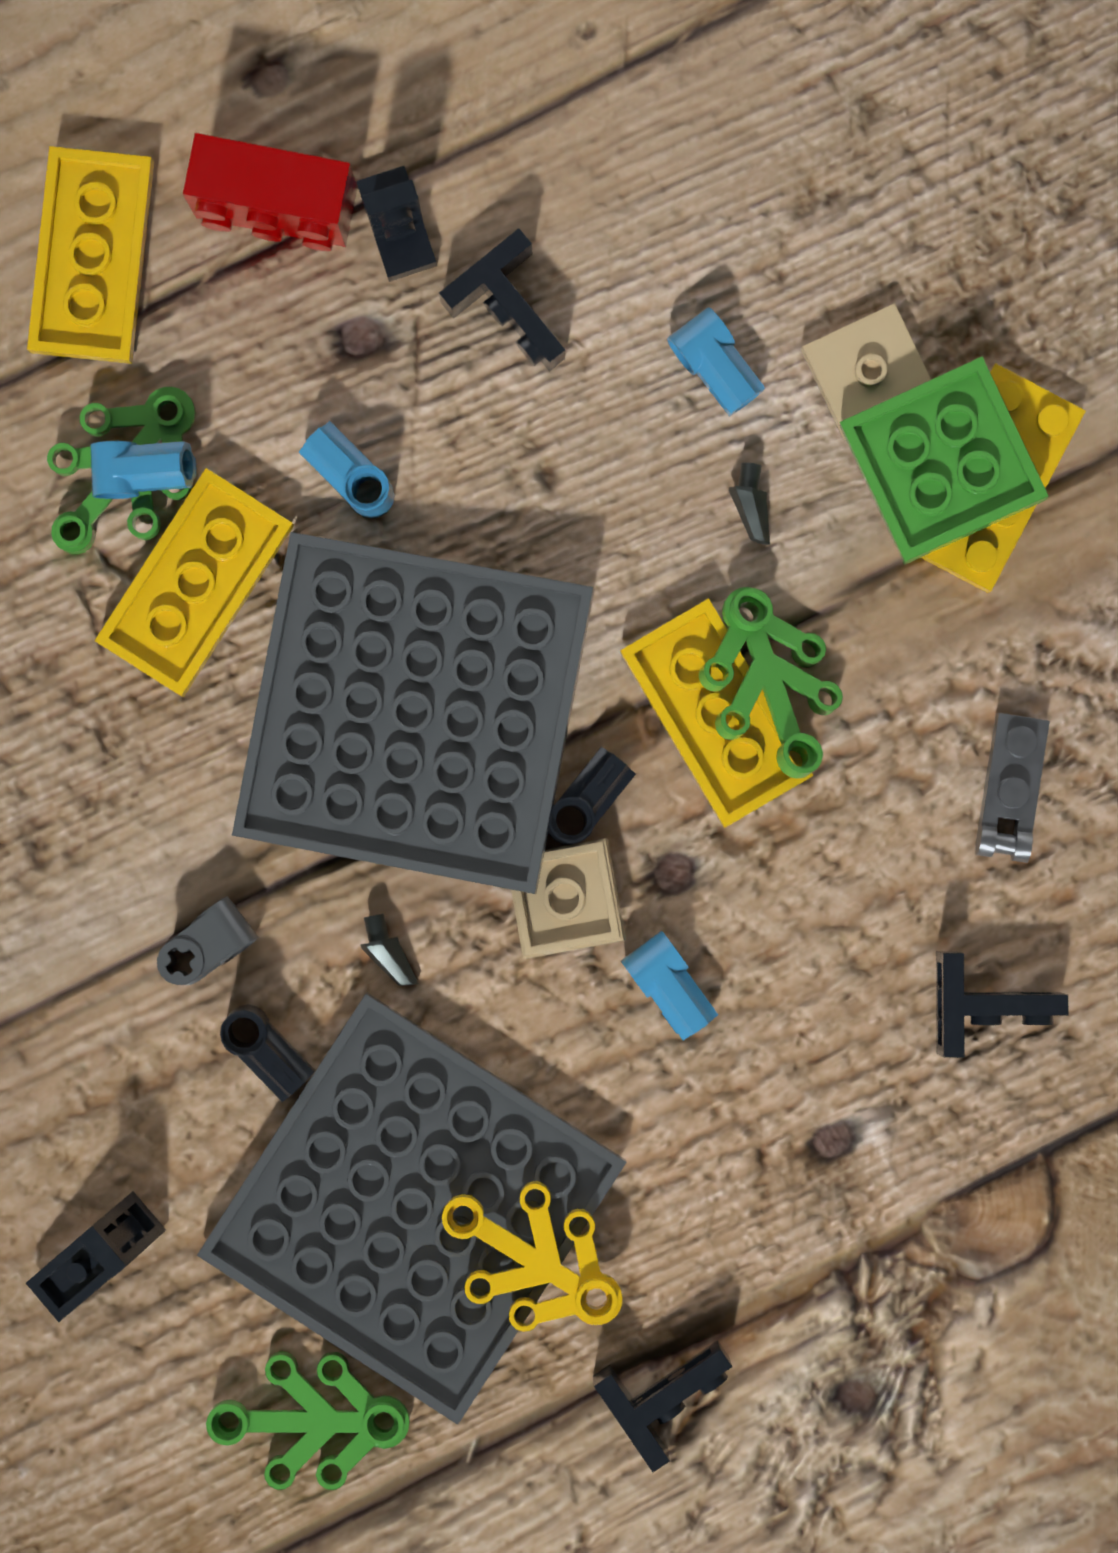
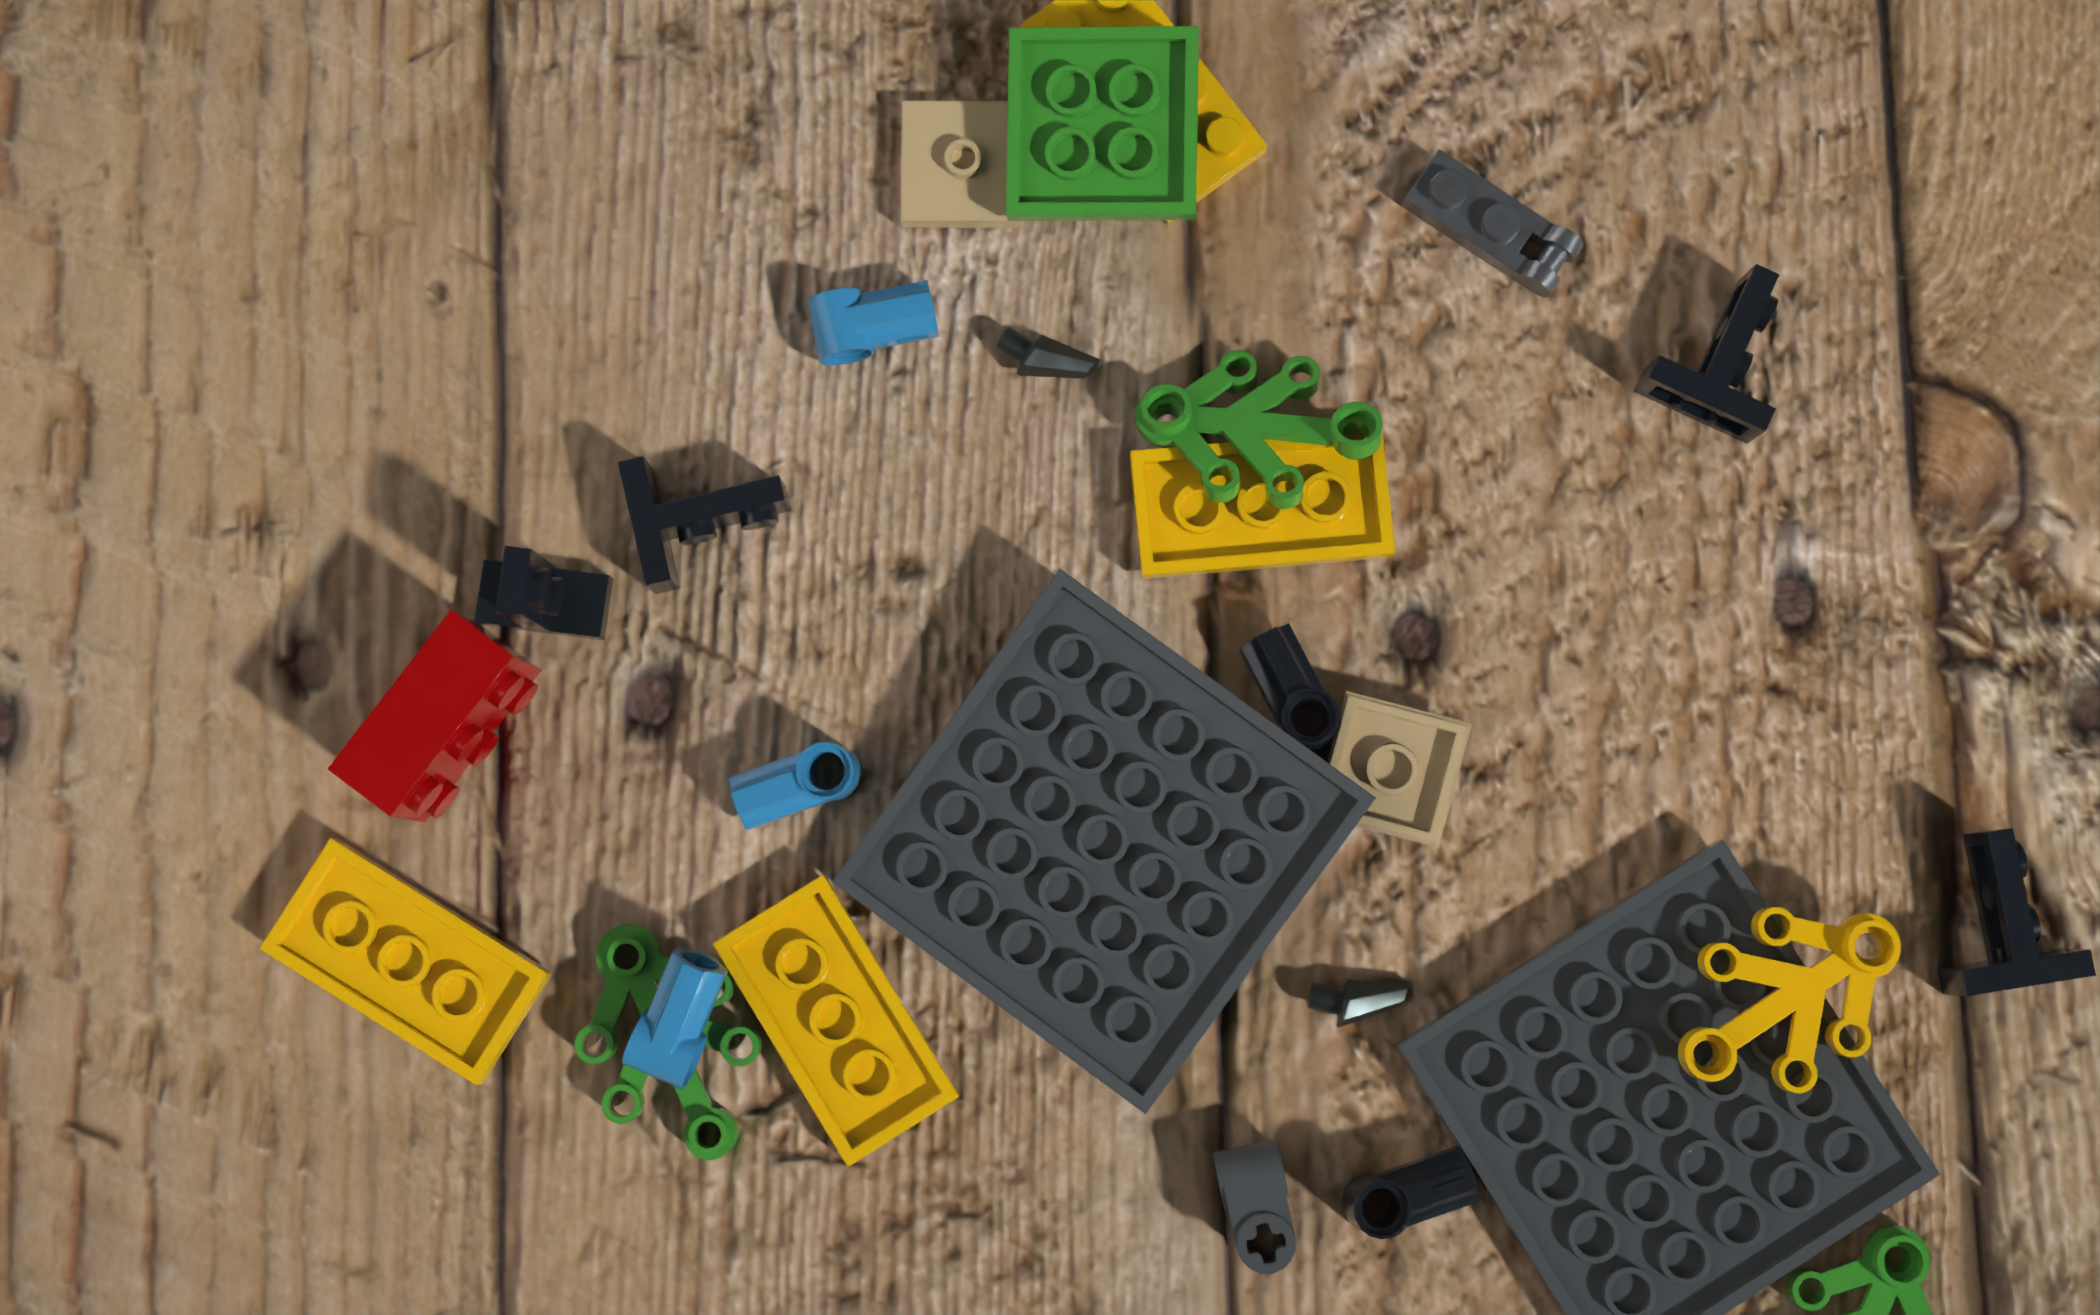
camera: 60 degrees left, 5 degrees down
(664, 977) = (1528, 700): dark azure piece -> none

